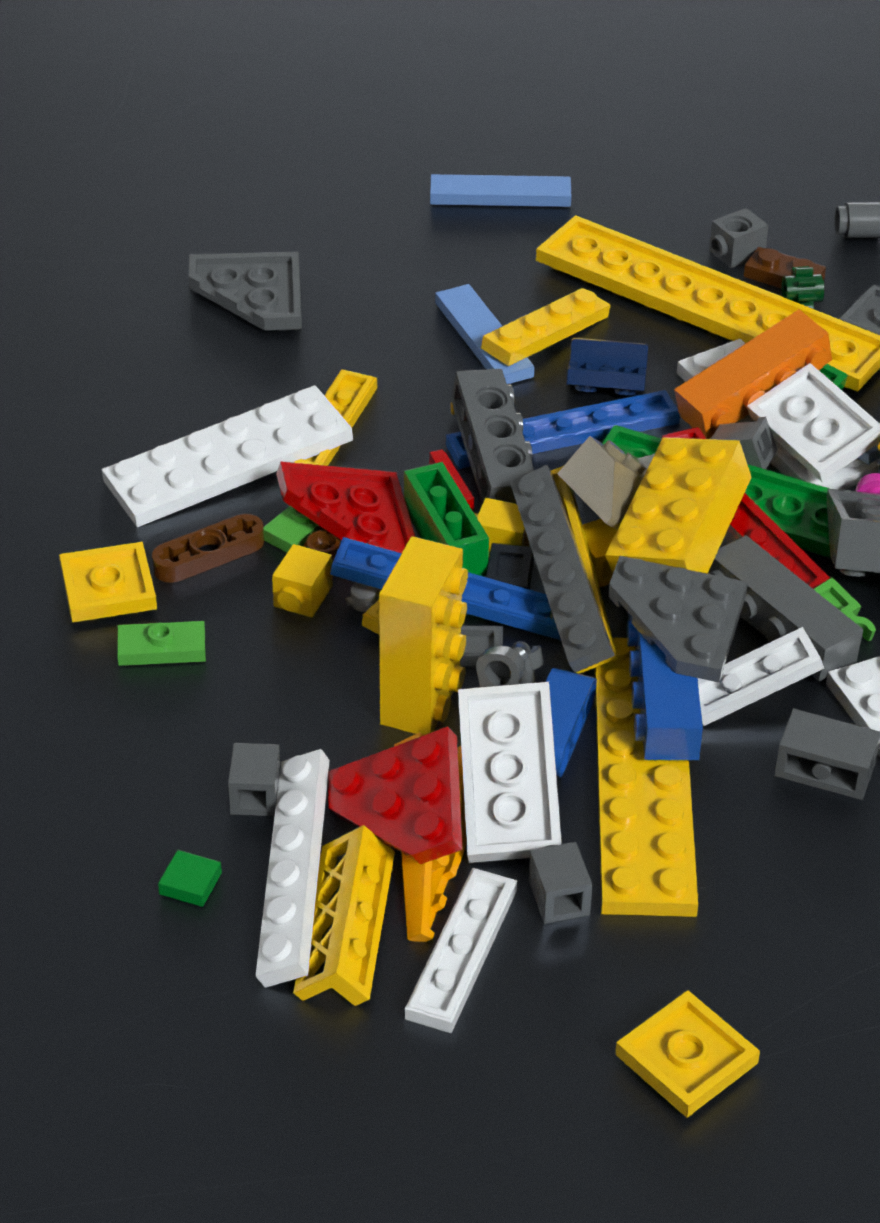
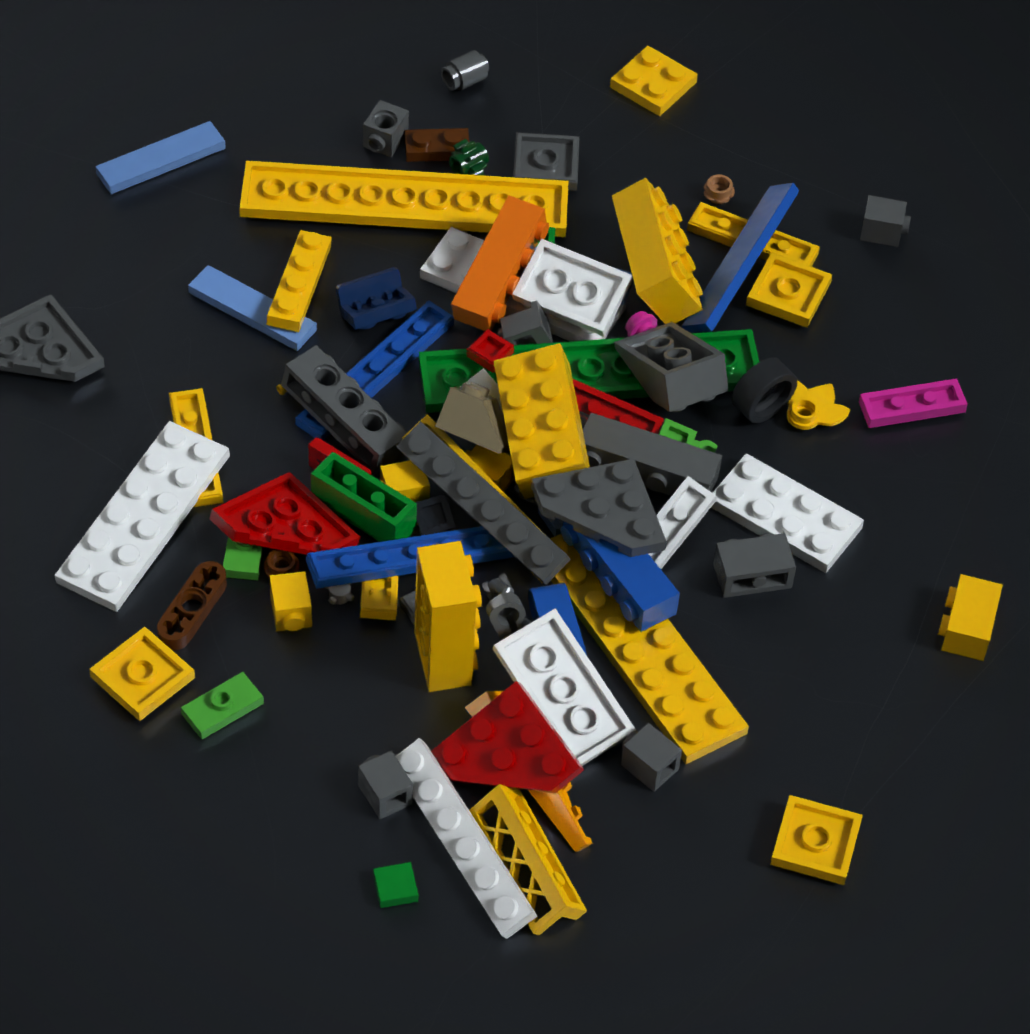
camera: 35 degrees left, 10 degrees up
(461, 950) = (618, 841): white tile -> none

